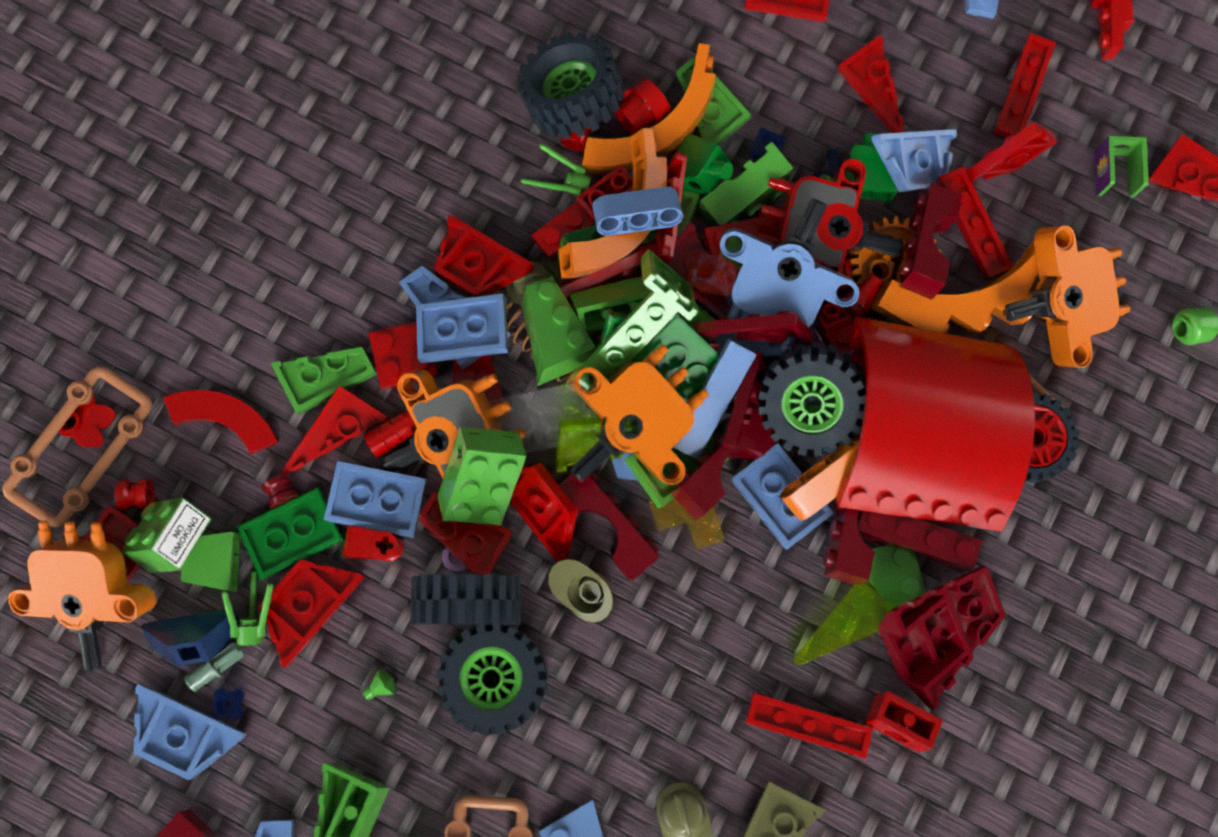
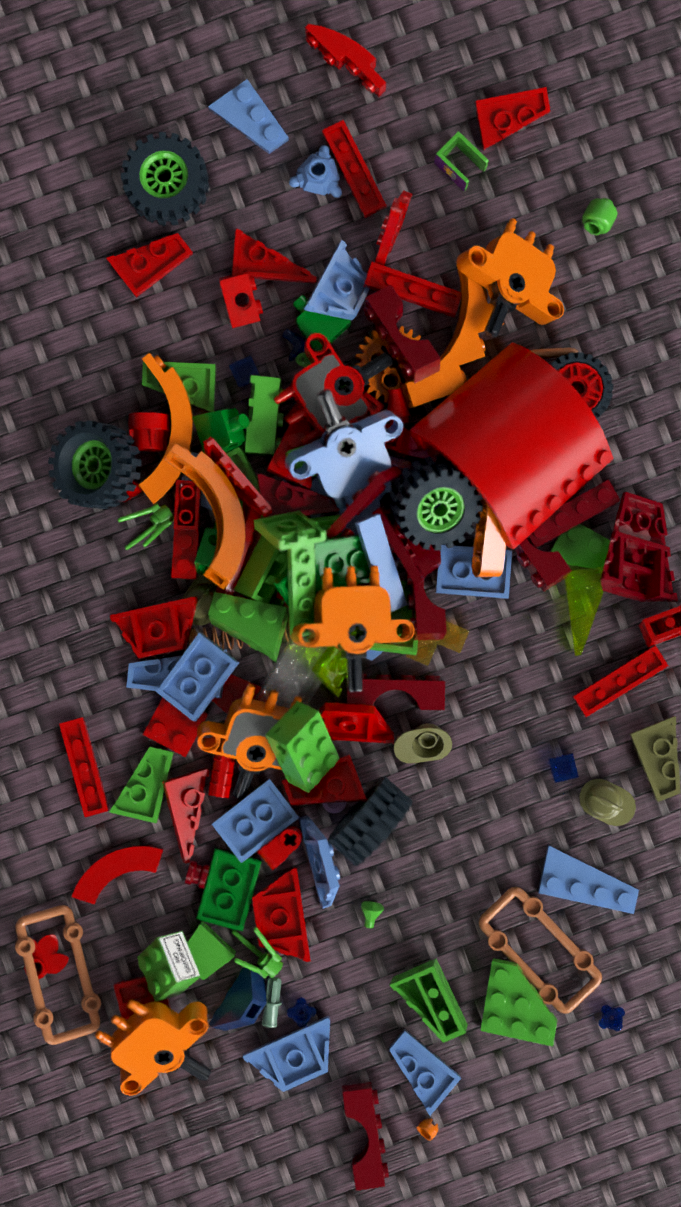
camera: 45 degrees left, 10 degrees up
(134, 494) = (120, 964): red wheel -> none
(293, 308) = (84, 767): none -> red plate
(381, 603) = (321, 863): none -> medium blue wing
(455, 677) = (447, 866): black wheel -> none
(637, 211) = (225, 506): medium blue beam -> none
(678, 745) = (563, 767): none -> clear blue plate
(712, 274) = (305, 494): clear red brick -> none
(828, 69) = (236, 284): none -> red brick
(990, 63) = (318, 174): none -> medium blue rock

